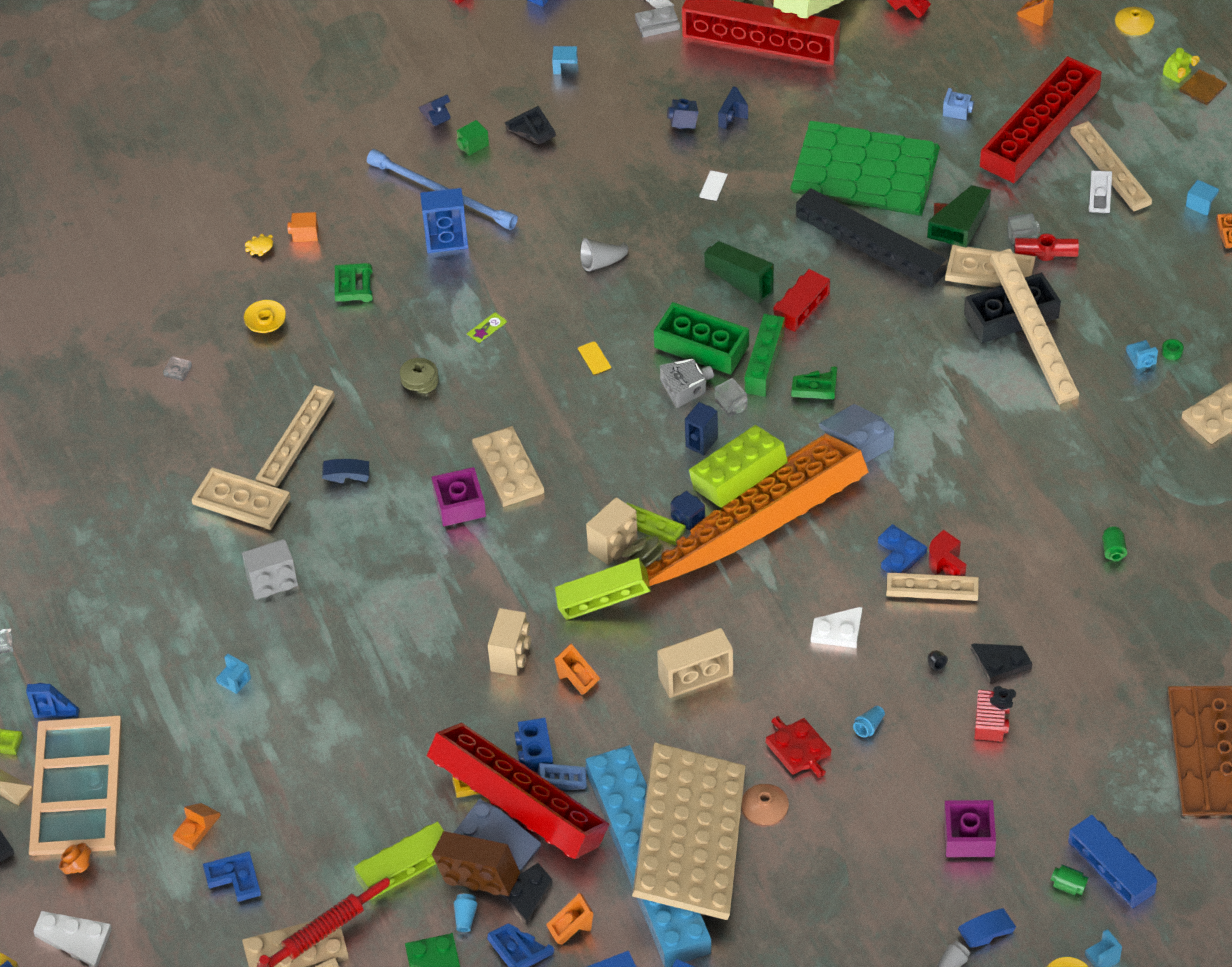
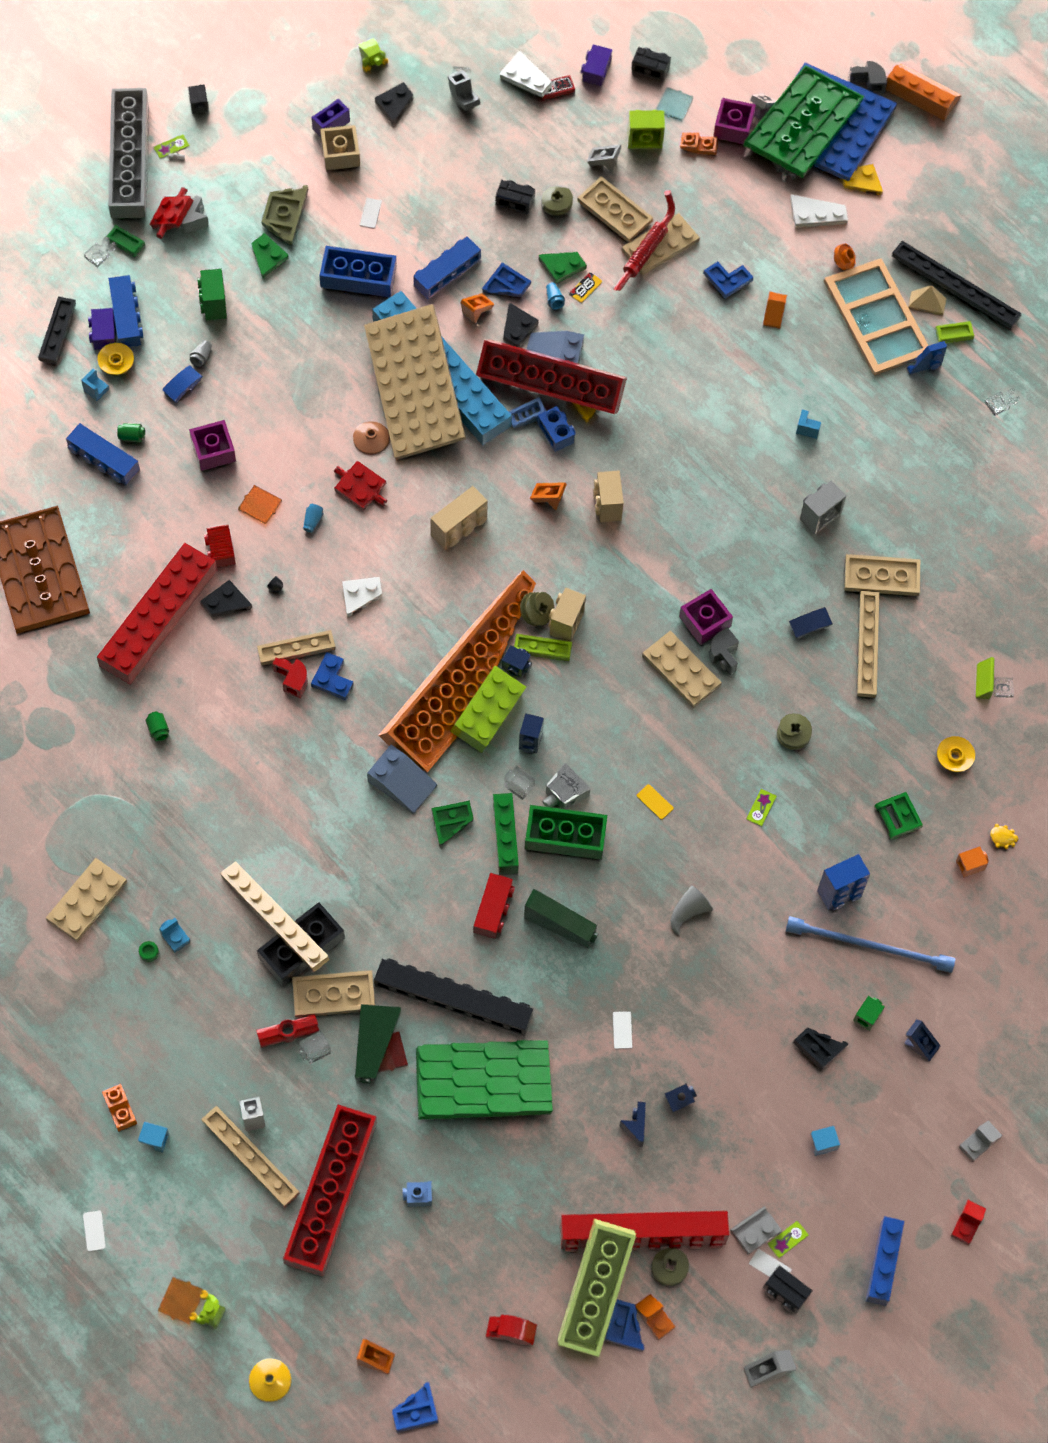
camera: 155 degrees right, 15 degrees up
(191, 376) = (985, 678): none -> lime slope
(401, 860) = (613, 319): lime brick -> none
(418, 922) = (585, 287): none -> sticker
(420, 35) = (980, 1141): none -> light grey slope
(457, 461) = (721, 648): none -> dark grey brick
(476, 863) = (557, 313): reddish brown brick -> none
(602, 589) = (554, 558): lime brick -> none
(629, 12) = (788, 1239): none -> lime sticker
(928, 759) = (260, 504): none -> clear orange piece
(1002, 703) = (212, 551): black plate -> none
(1087, 657) = (157, 613): none -> red brick

